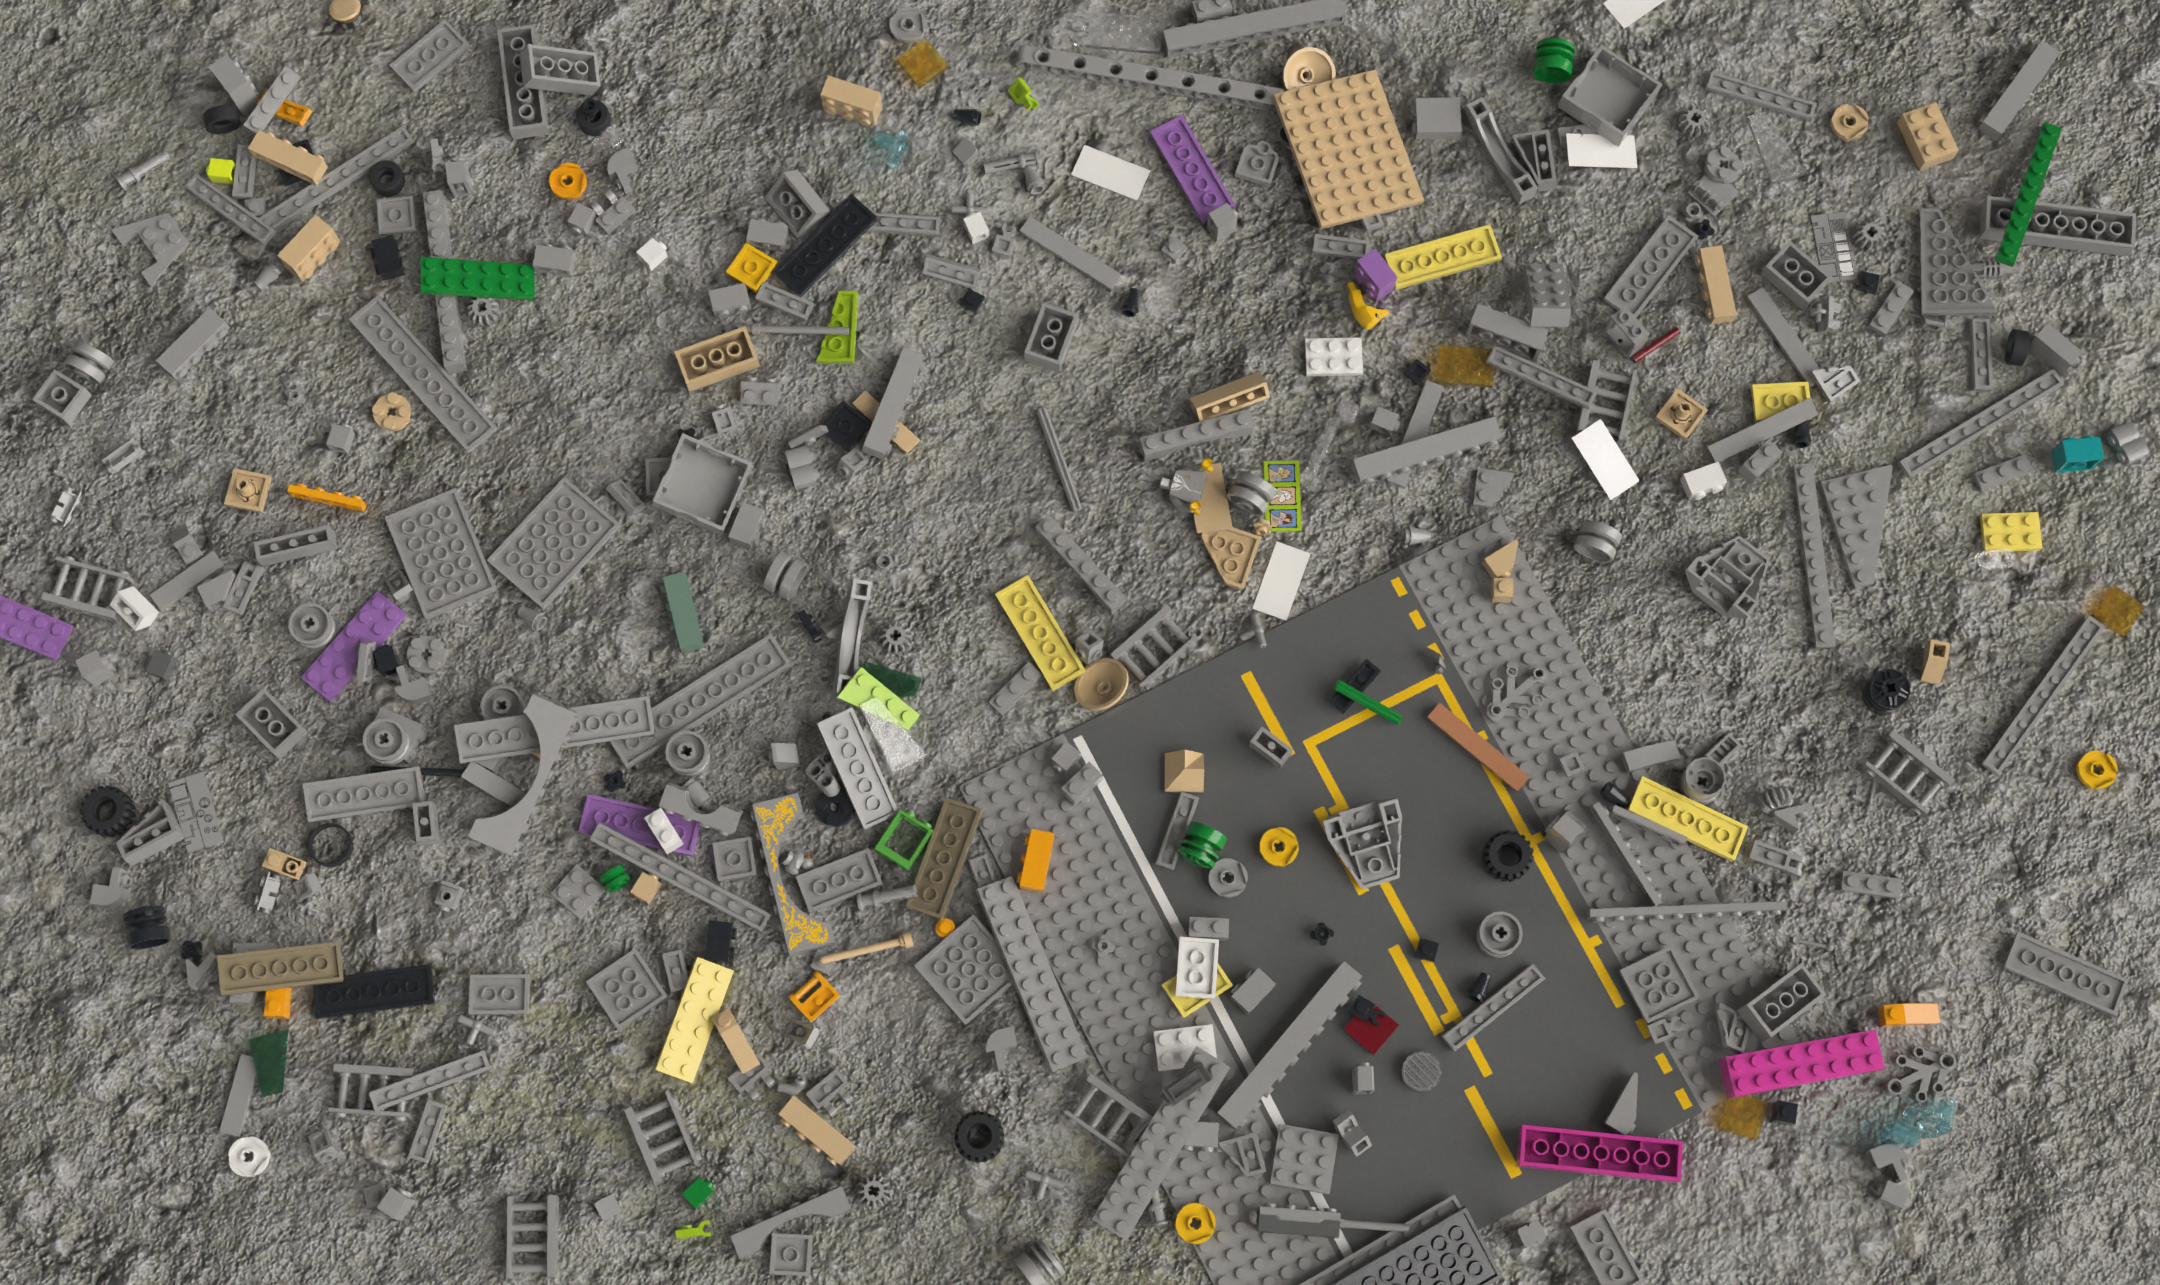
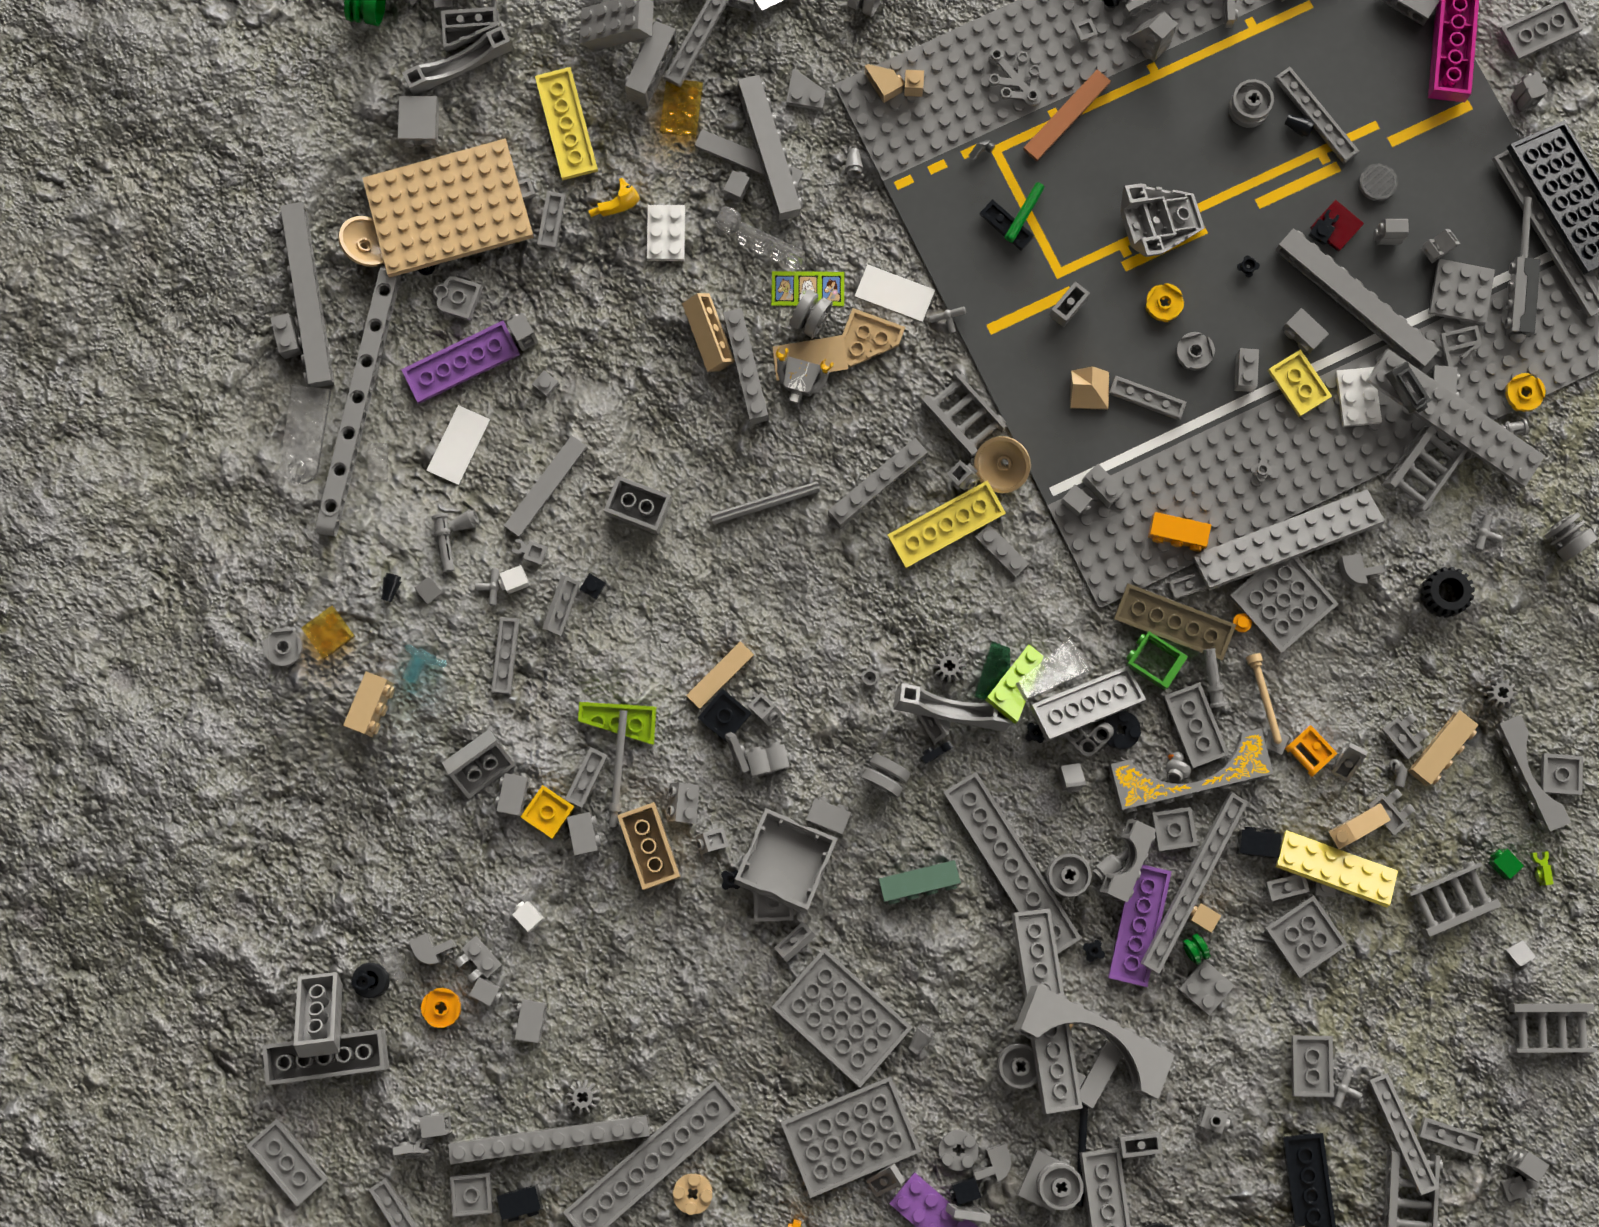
camera: 85 degrees left, 5 degrees up
(389, 189) = (417, 1212): black tyre -> none
(477, 279) = (552, 1102): green plate -> none
(663, 830) = (1151, 898): white brick -> none
(826, 245) = (527, 733): black plate -> none
(893, 403) = (703, 665): light grey brick -> none
(1020, 93) = (367, 531): lime plate -> none
(1130, 305) = (602, 426): black cone -> none
(1197, 968) = (1287, 380): white plate -> none
(1202, 842) = (1167, 372): green wheel -> none
(1262, 527) = (842, 307): tan plate -> none
(1375, 275) = (586, 186): medium lavender brick -> none
(1417, 372) = (686, 153): black plate -> none
(1426, 950) = (1263, 172): black plate -> none
(1514, 841) = (1182, 79): black tyre -> none

